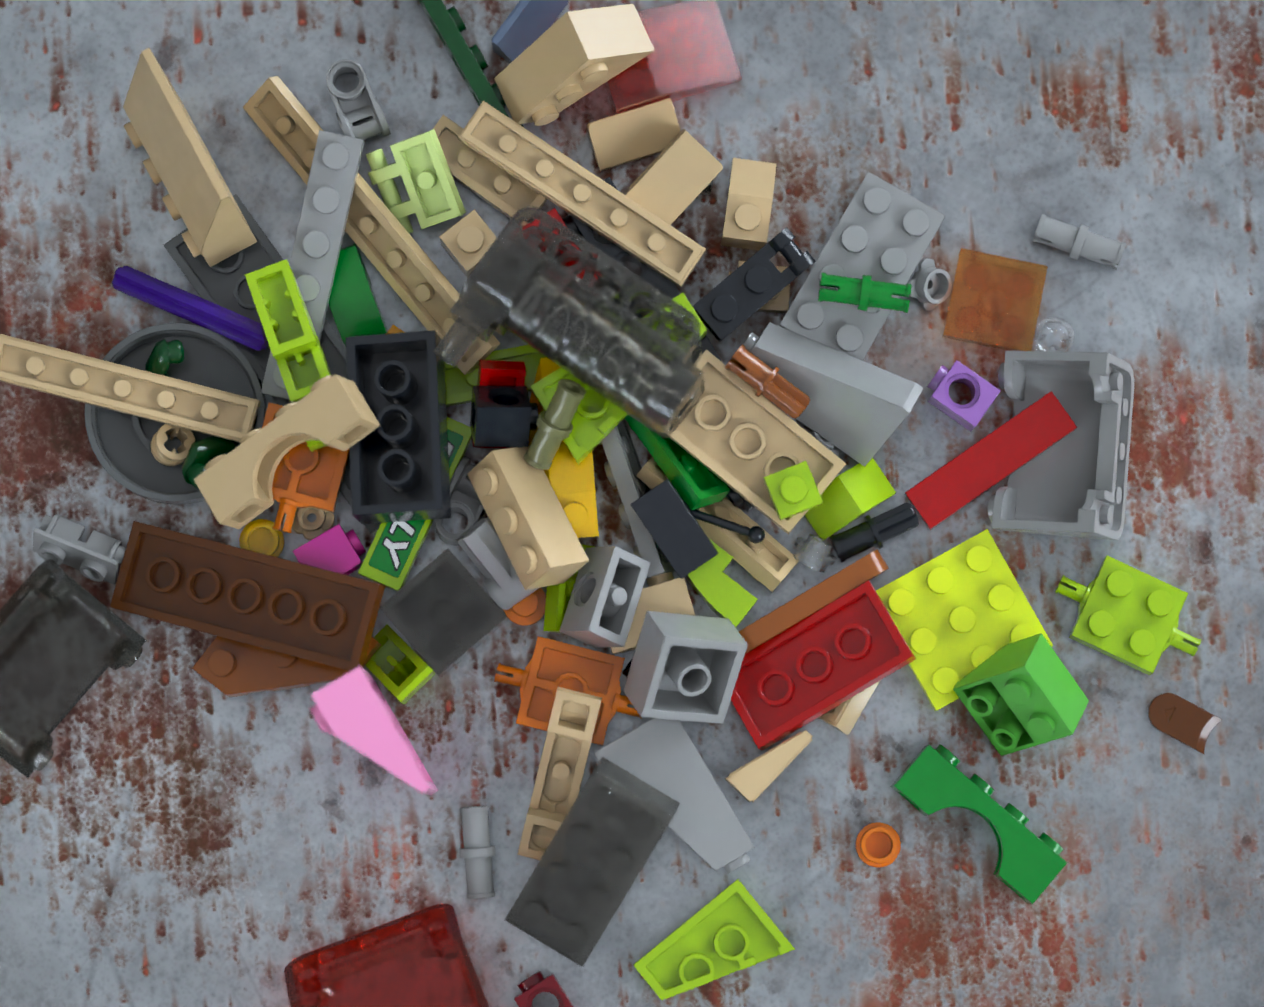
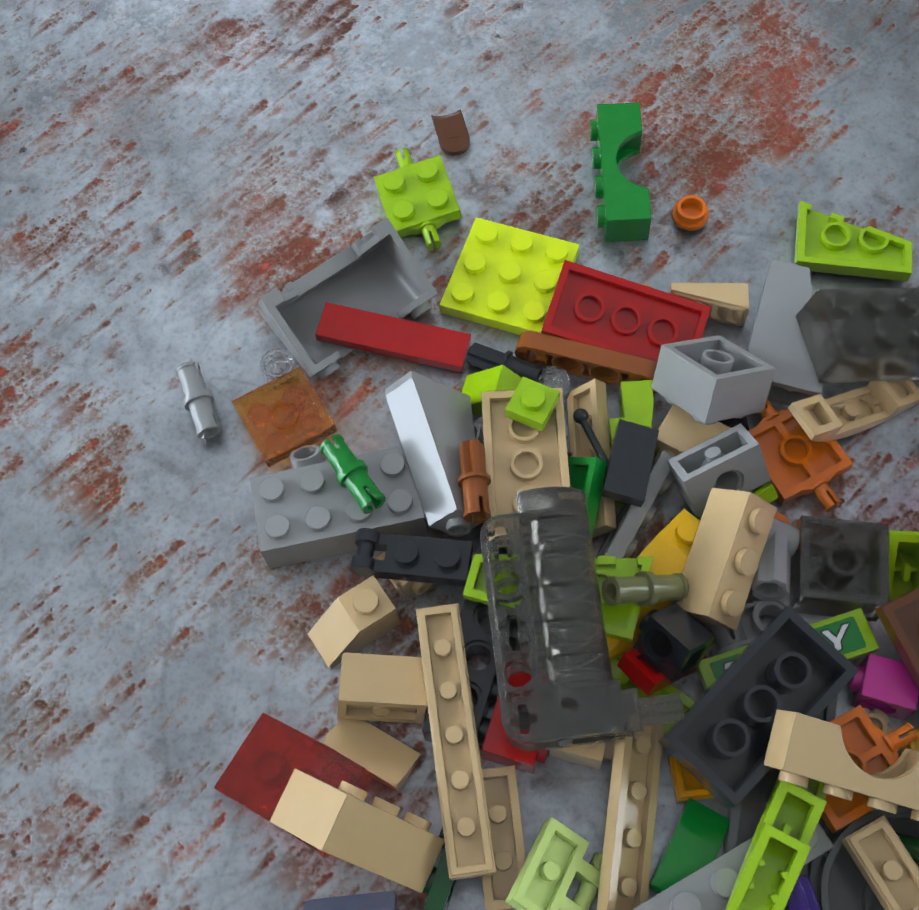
camera: 120 degrees left, 20 degrees down
(468, 241) = (565, 793): tan brick -> none
(982, 394) = (363, 369): medium lavender brick -> none
(1023, 696) = (524, 199): bright green slope -> none

